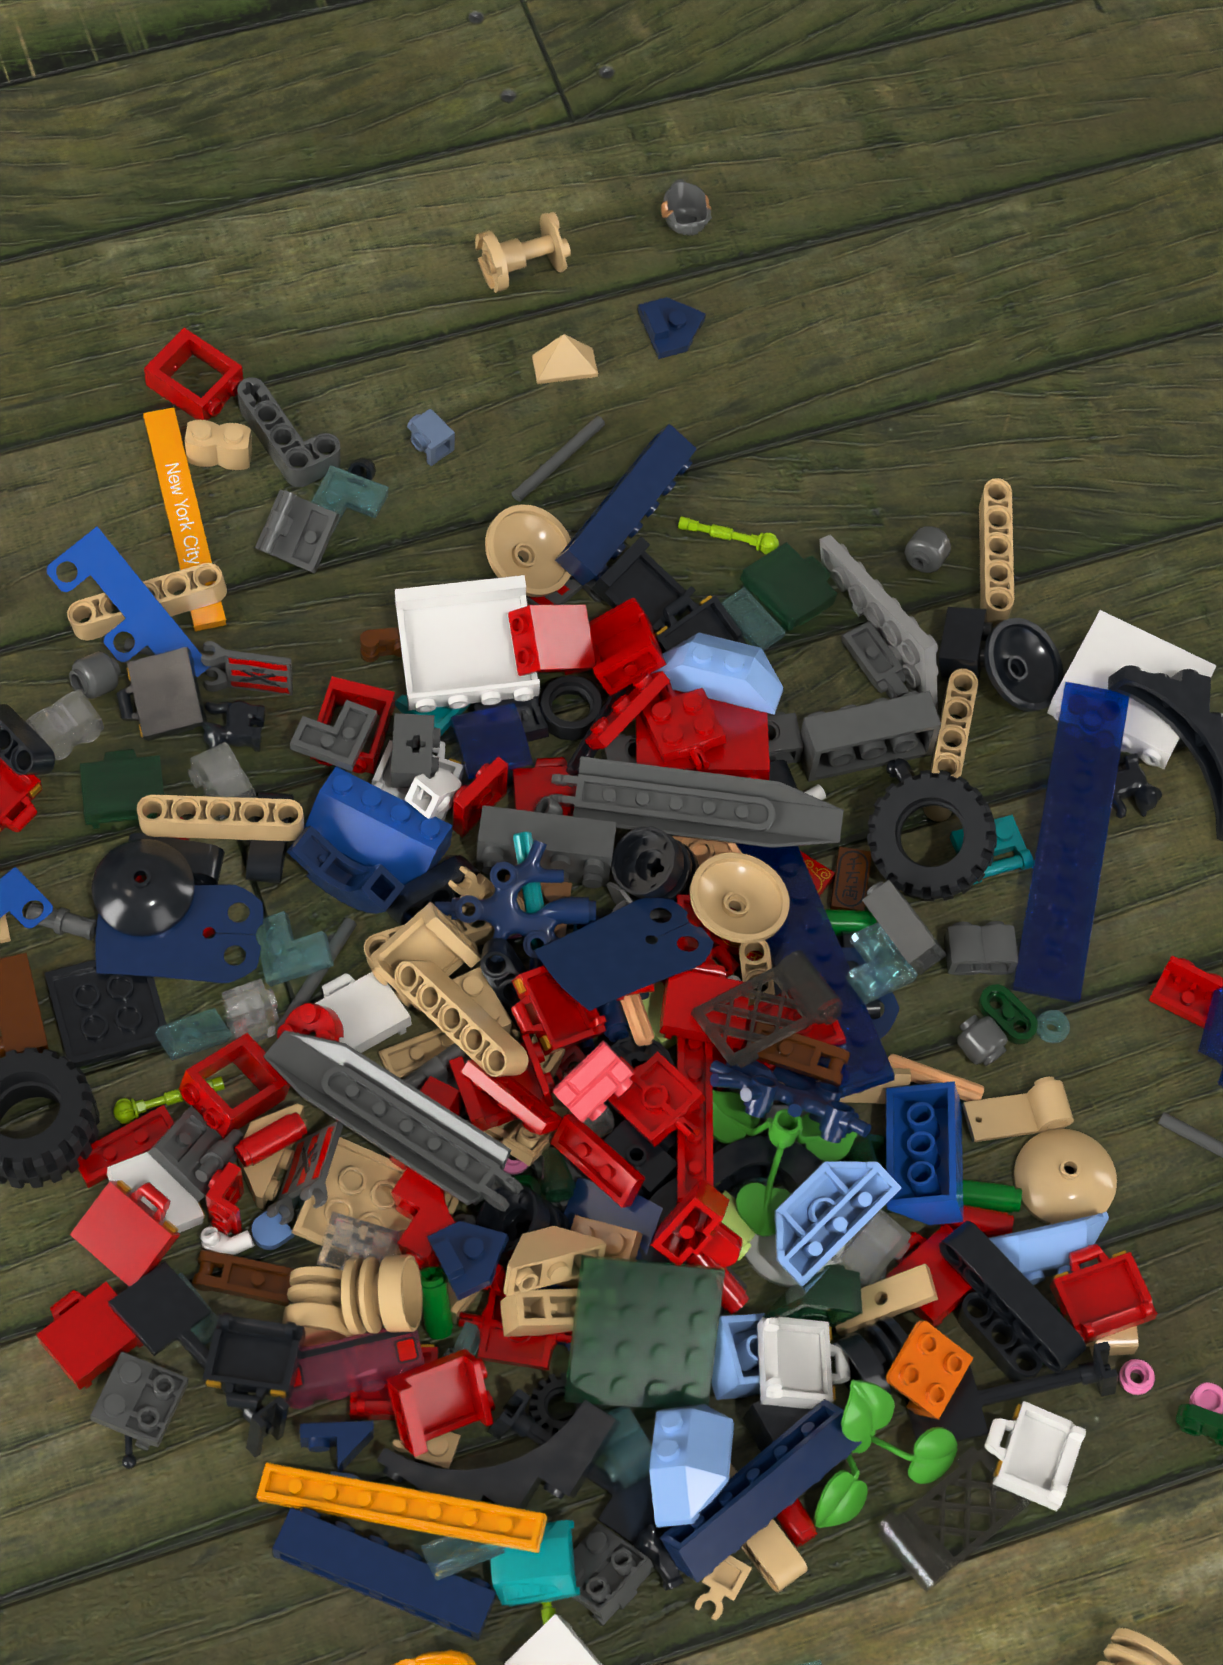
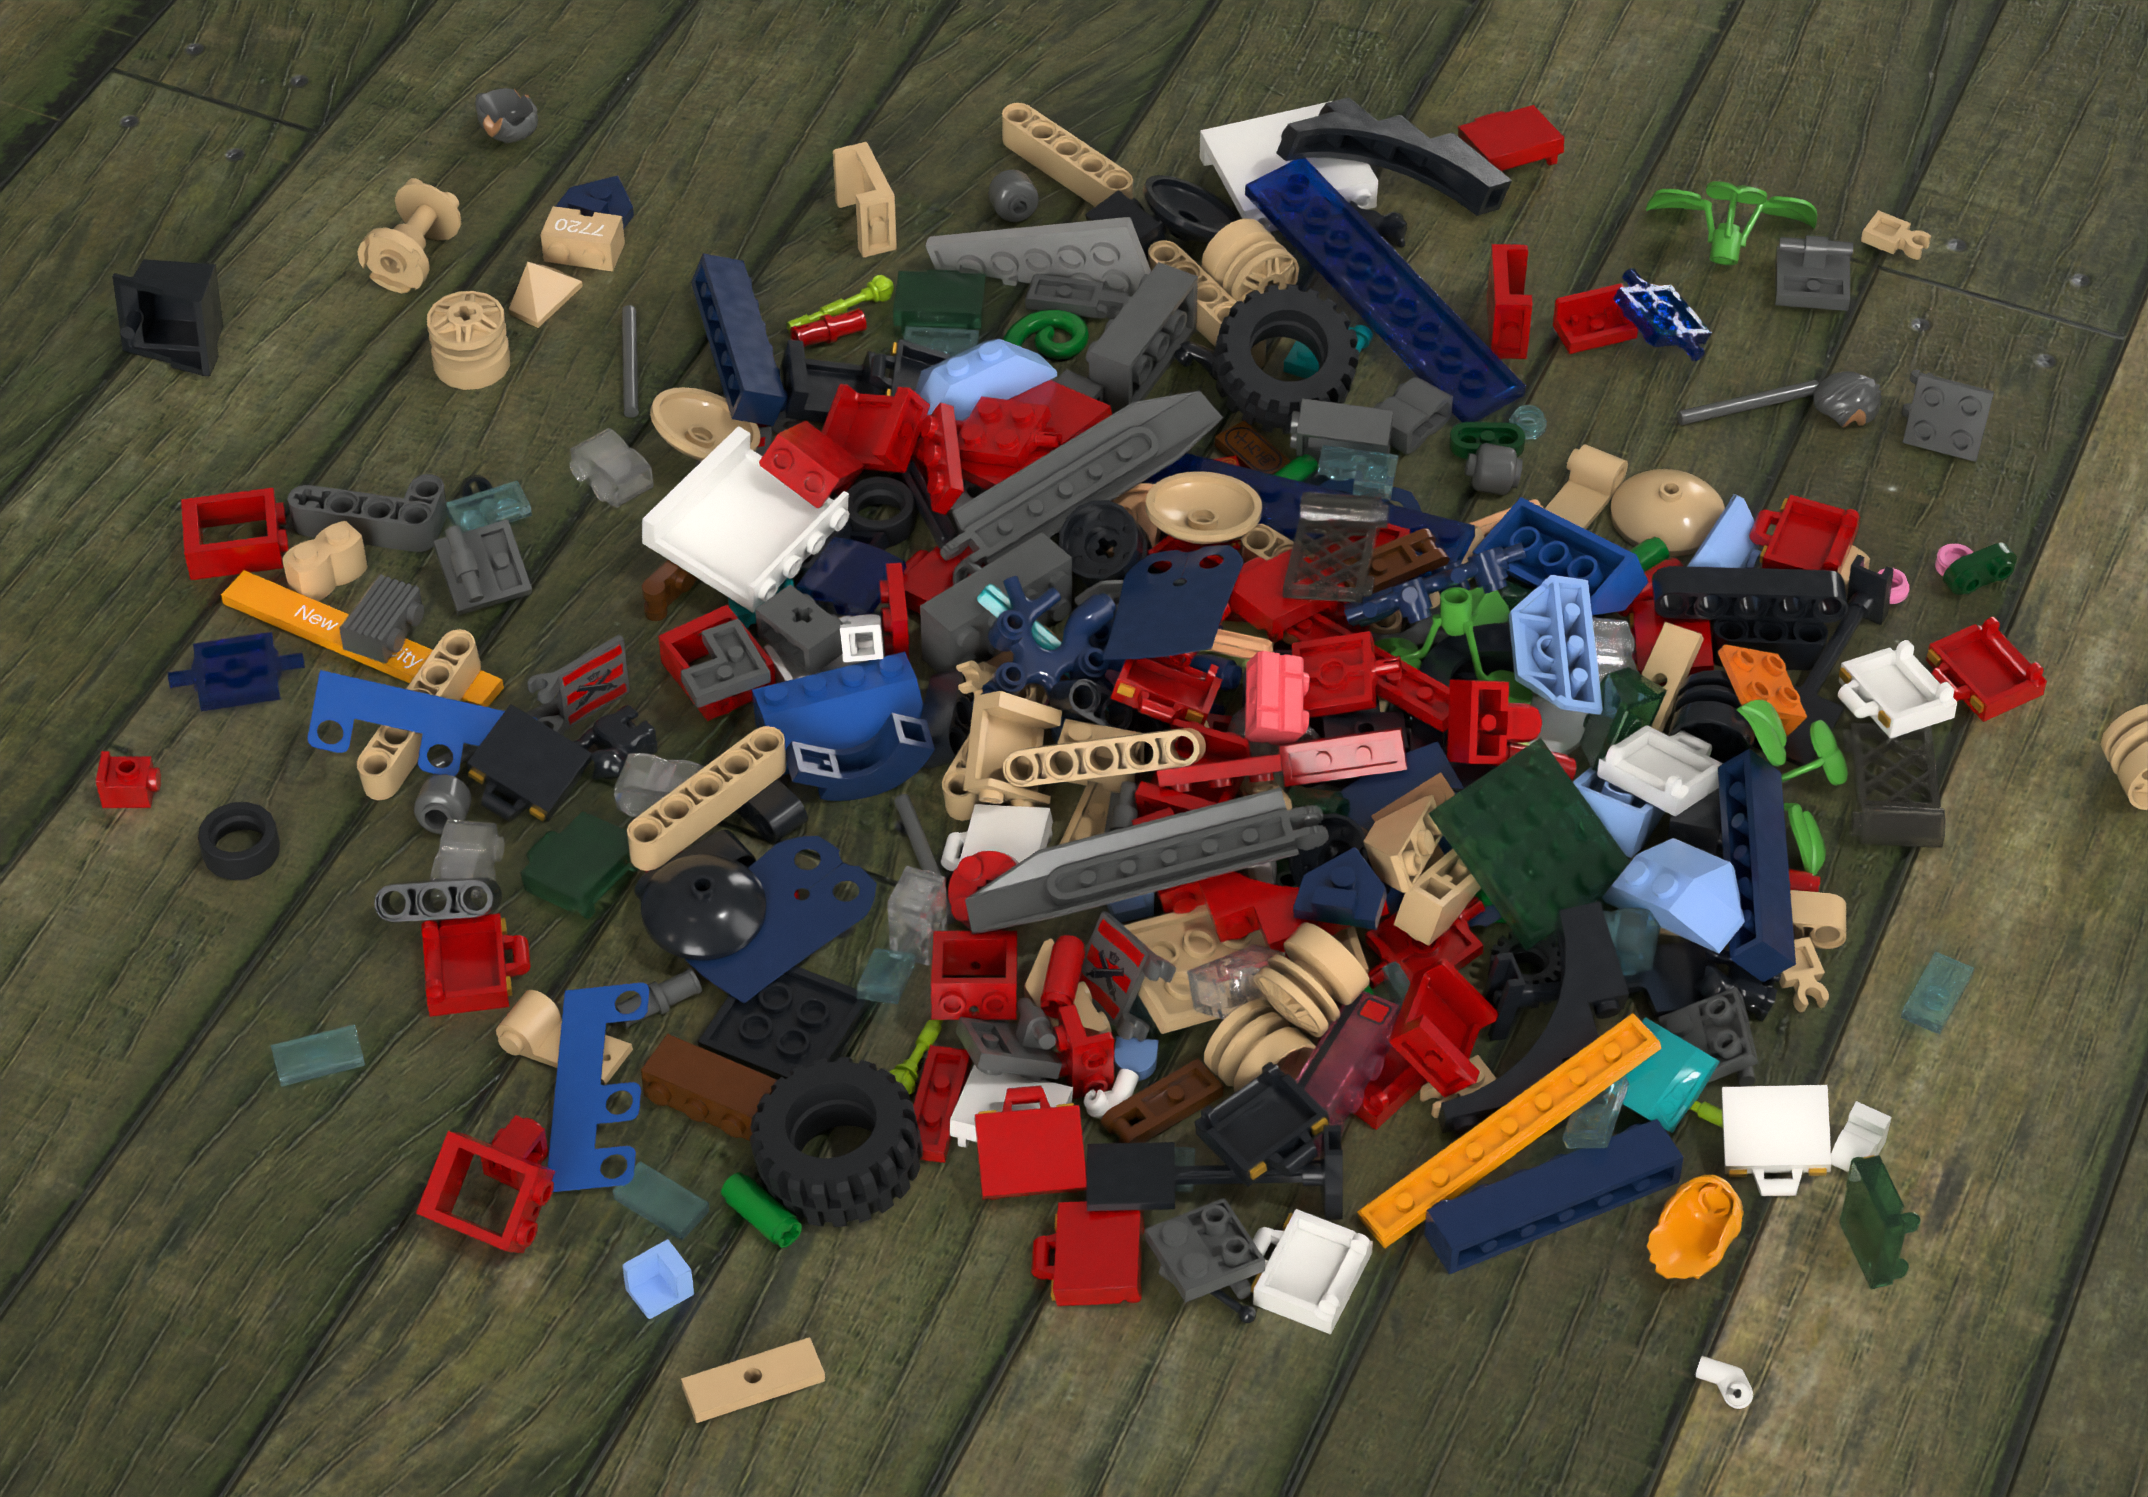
camera: 40 degrees left, 15 degrees down
(92, 474) = (236, 671): none -> clear blue plate
(194, 1470) = (1309, 1269): none -> white piece
(198, 516) = (382, 619): none -> dark grey brick
(290, 958) = (886, 860): clear light blue plate -> none
(326, 188) = (171, 313): none -> black piece
(347, 1436) = (1392, 1138): dark blue slope -> none
(431, 435) = (503, 420): sand blue brick -> none
(452, 528) = (611, 468): none -> clear brick
(471, 359) = (468, 340): none -> tan wheel
(628, 347) = (581, 239): none -> tan brick
(698, 544) = (829, 328): none -> red pin
(815, 489) = (862, 183): none -> tan panel
(824, 654) = (1045, 322): none -> green plant
(1003, 744) = (1248, 259): none -> tan wheel
(1119, 1498) = (1985, 670): none -> red piece
(1120, 944) = (1507, 306): none -> red panel

